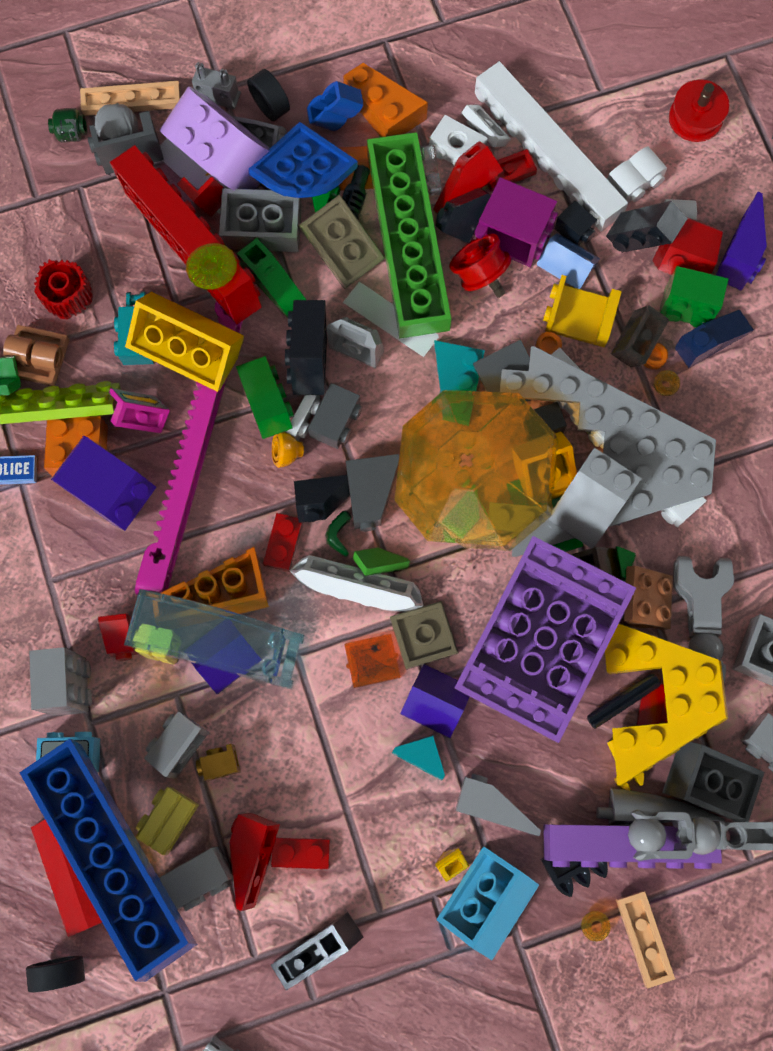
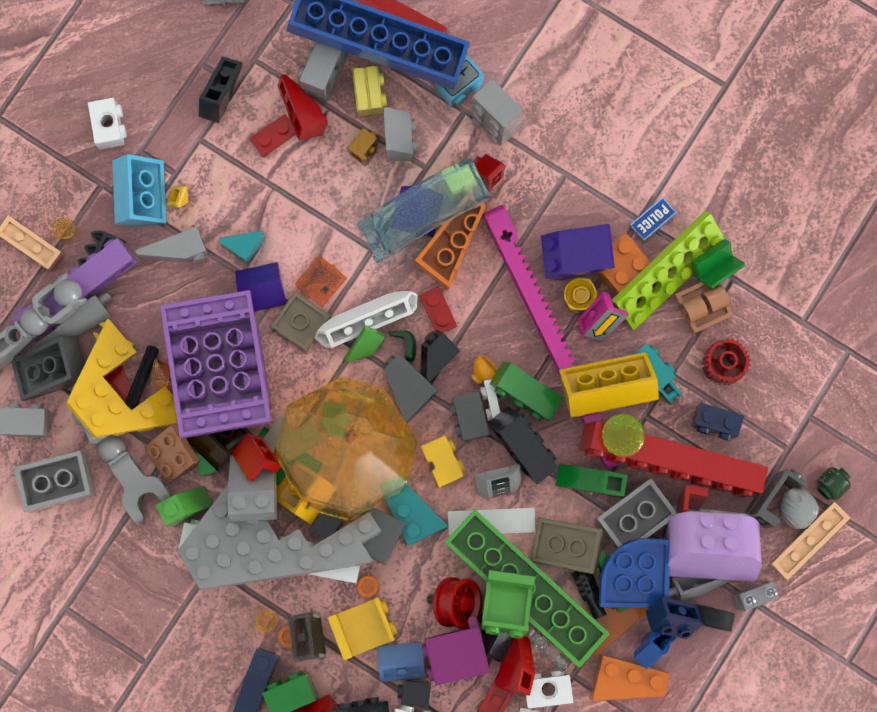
camera: 140 degrees right, 5 degrees up
(117, 246) = (717, 421): none -> dark blue brick
(138, 449) = (580, 294): none -> yellow hat
(302, 106) = (674, 618): none -> dark blue brick
(390, 406) = (446, 466): none -> yellow brick
(439, 218) = (507, 603): none -> bright green panel
(466, 1029) = (100, 112): none -> white brick
(571, 522) = (254, 455): none -> red panel
(602, 686) = (161, 374): none -> clear orange slope
(674, 535) = (184, 506): none -> bright green slope

